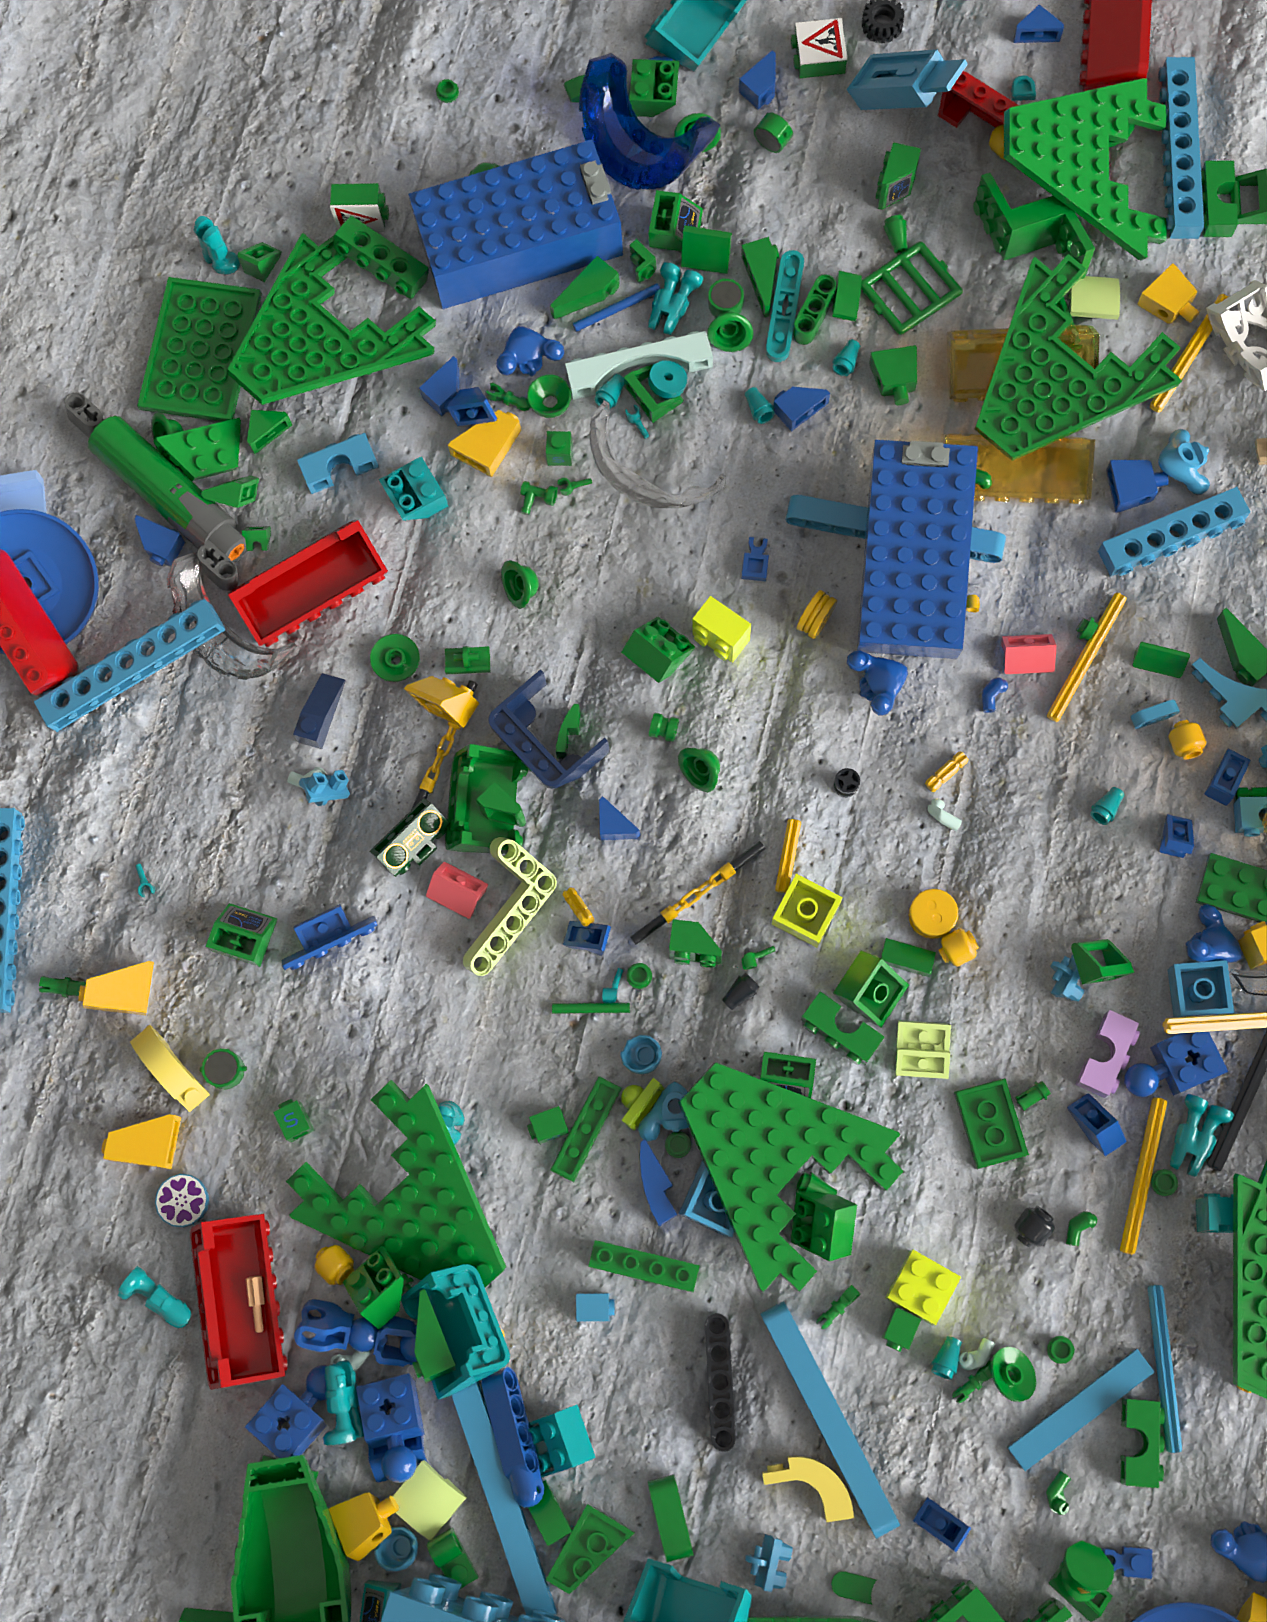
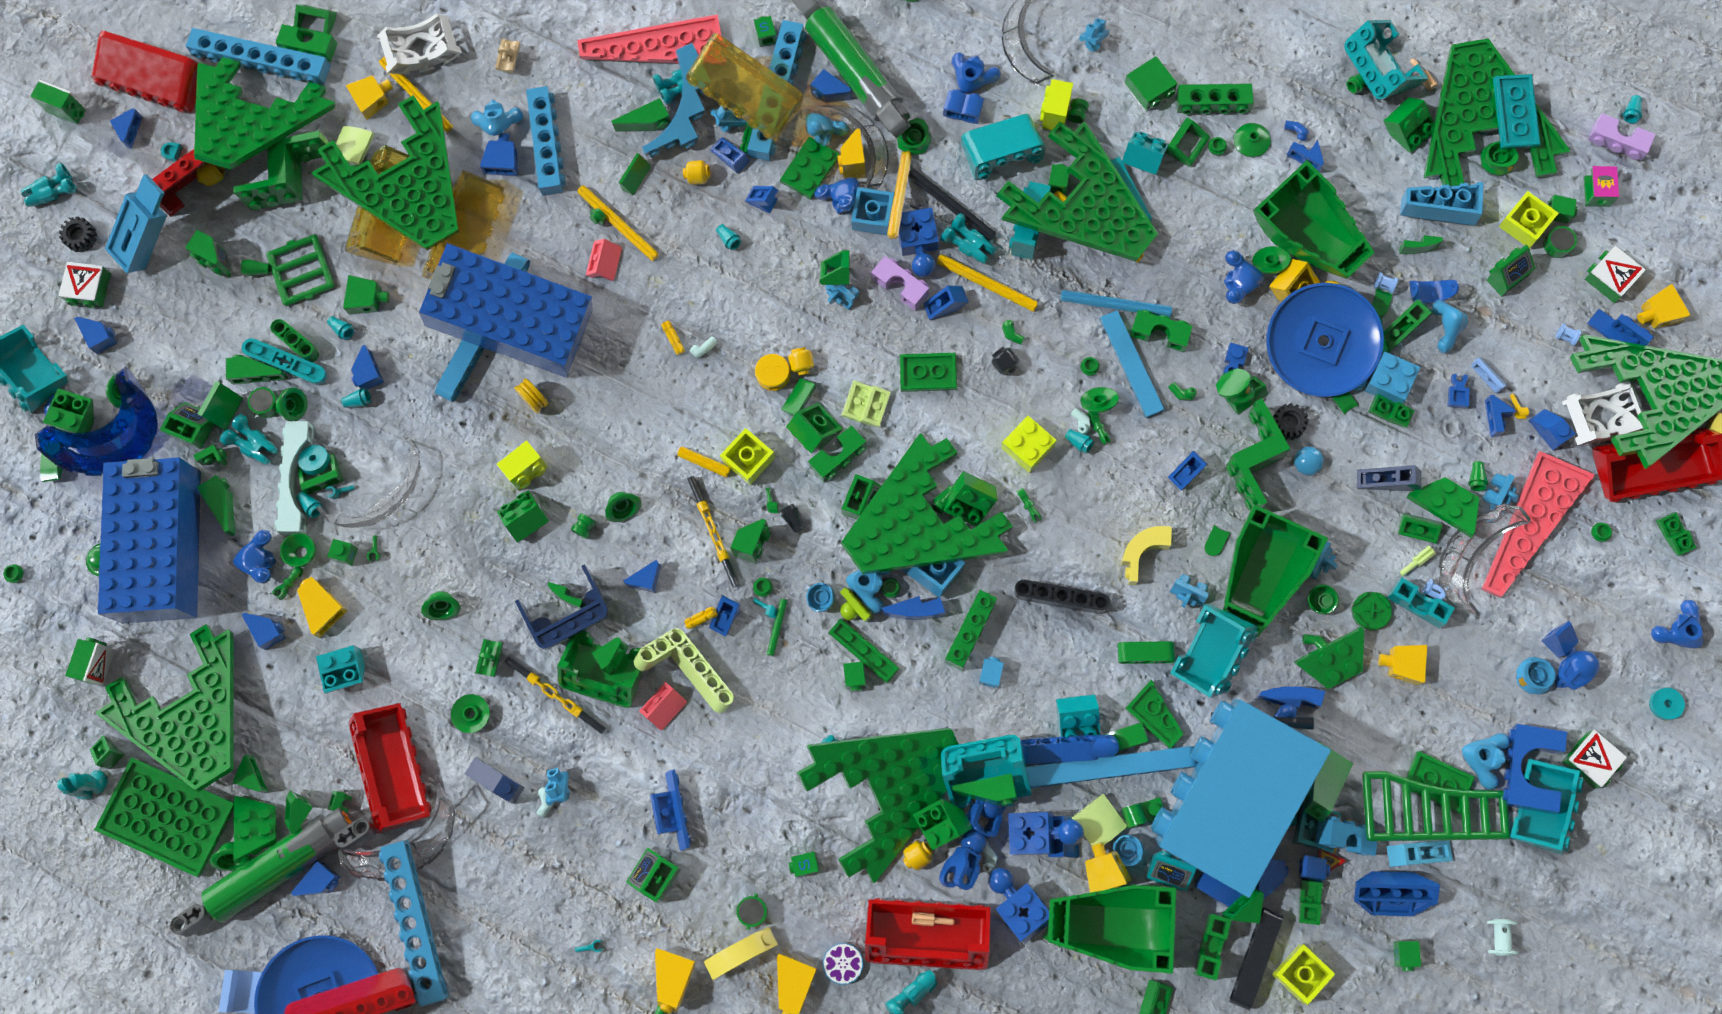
camera: 75 degrees left, 0 degrees up
(318, 465) = (293, 710): dark azure arch -> none
(343, 1402) = (1019, 865): teal piece -> none
(375, 247) = (143, 644): green brick -> none
(409, 836) = (615, 730): dark green piece -> none
(444, 699) = (515, 680): yellow slope -> none
(471, 408) = (288, 609): blue slope -> none
(530, 491) = (370, 580): green piece -> none
(616, 307) = (242, 485): blue bar -> none
(755, 563) = (478, 431): blue plate -> none
(773, 132) = (142, 335): green piece -> none
(830, 1420) = (1102, 528): dark azure beam -> none
(847, 296) = (291, 314): green slope -> none
(848, 777) = (662, 403): black wheel -> none
(881, 679) = (594, 364): blue head -> none
(900, 1329) = (1053, 466): green brick -> none
(989, 693) = (624, 293): blue arm -> none
(1033, 1095) = (916, 340): green pin -> none
(1155, 714) = (672, 188): dark azure beam -> none
(1164, 1182) = (995, 270): green plate -> none

